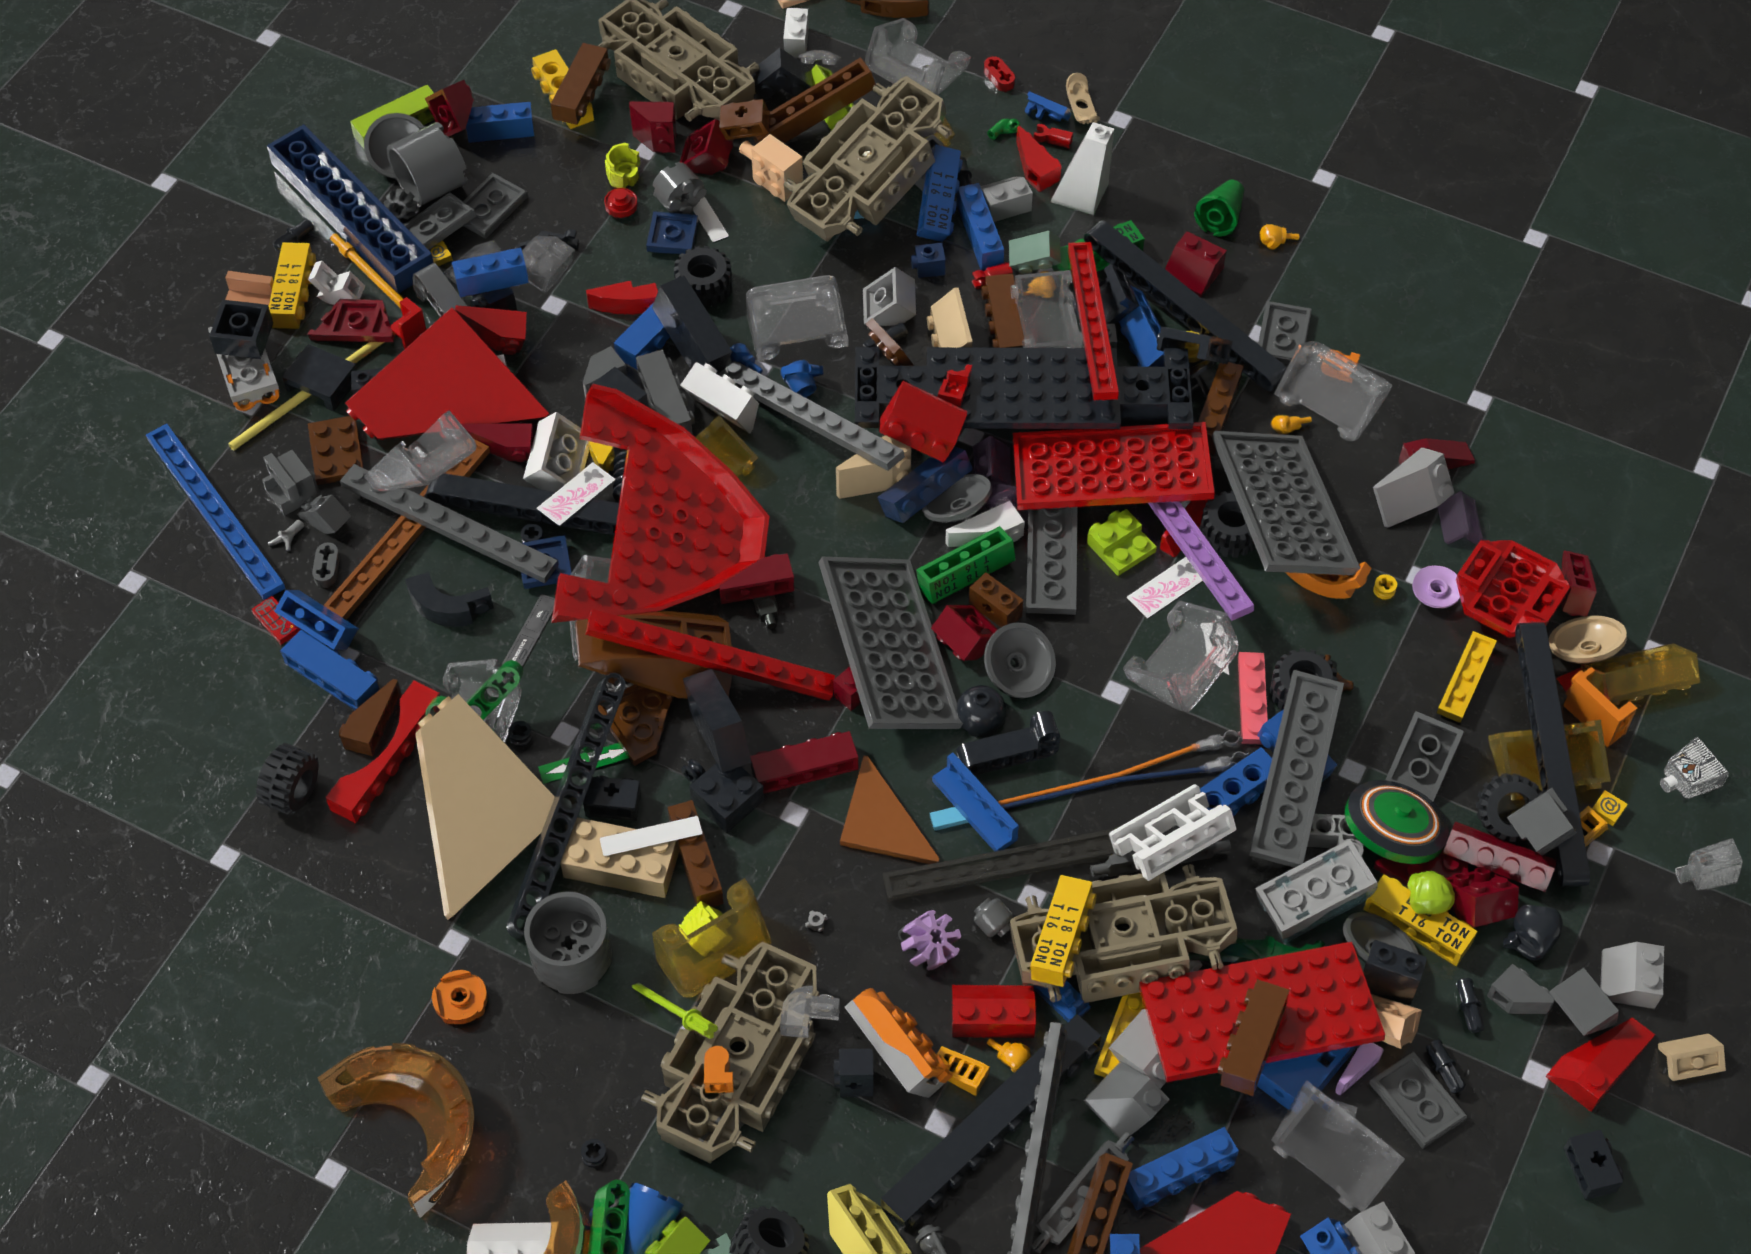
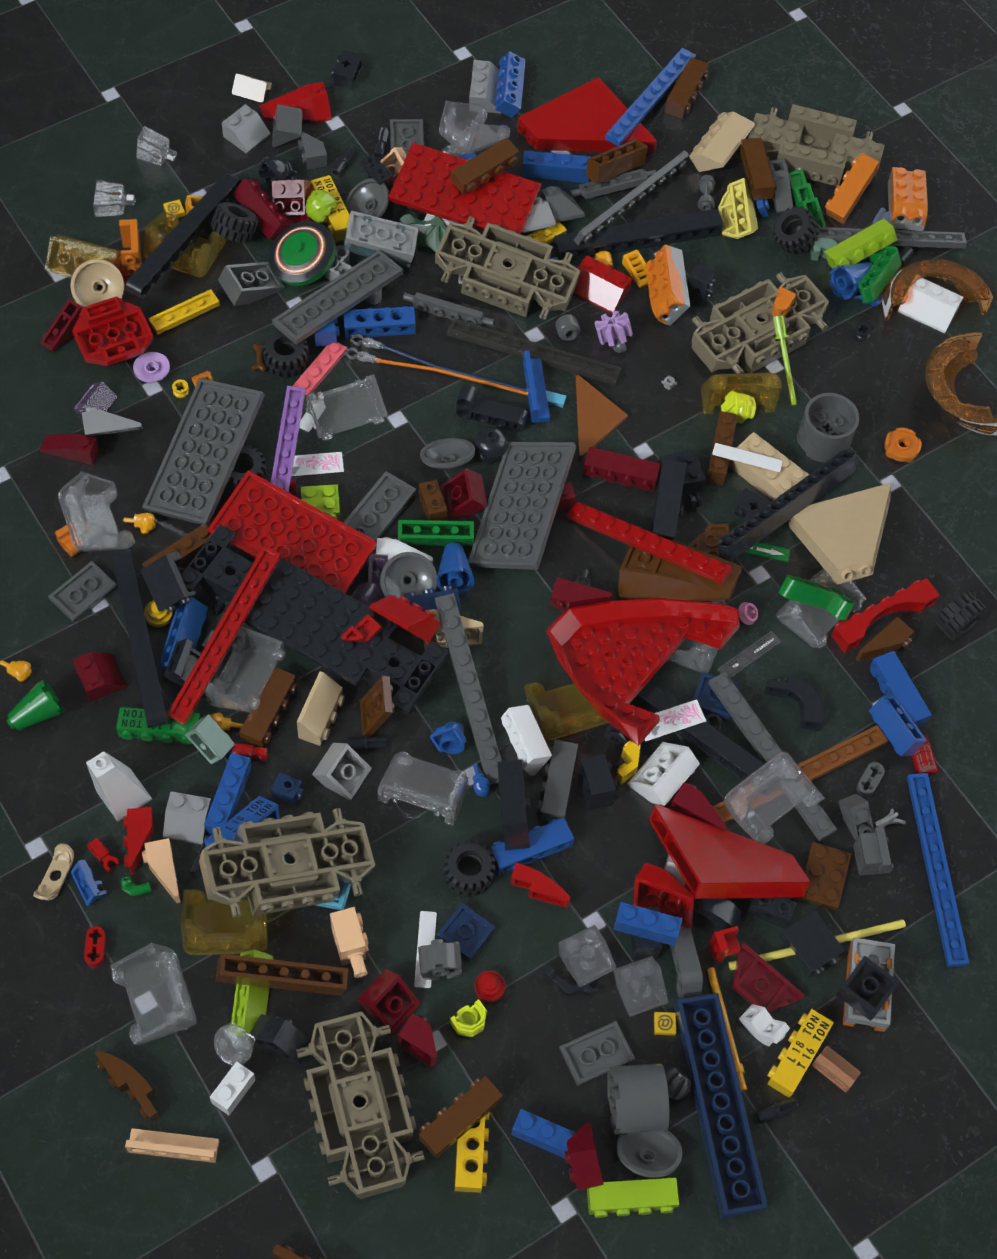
camera: 155 degrees left, 5 degrees up
(440, 220) = (653, 1047): dark grey tile -> none
(554, 670) = (748, 613): none -> bright pink hat
(600, 365) = (592, 827): dark grey slope -> none
(744, 119) = (360, 985): reddish brown brick -> none
(802, 1006) = (716, 309): clear brick -> none
(915, 535) = (455, 569): none -> blue cone
(989, 148) = (161, 863): none -> light nougat slope
(1062, 931) = (546, 270): yellow brick -> none
(1159, 852) = (441, 282): white fence -> none
(1543, 822) = (233, 190): dark grey plate -> none

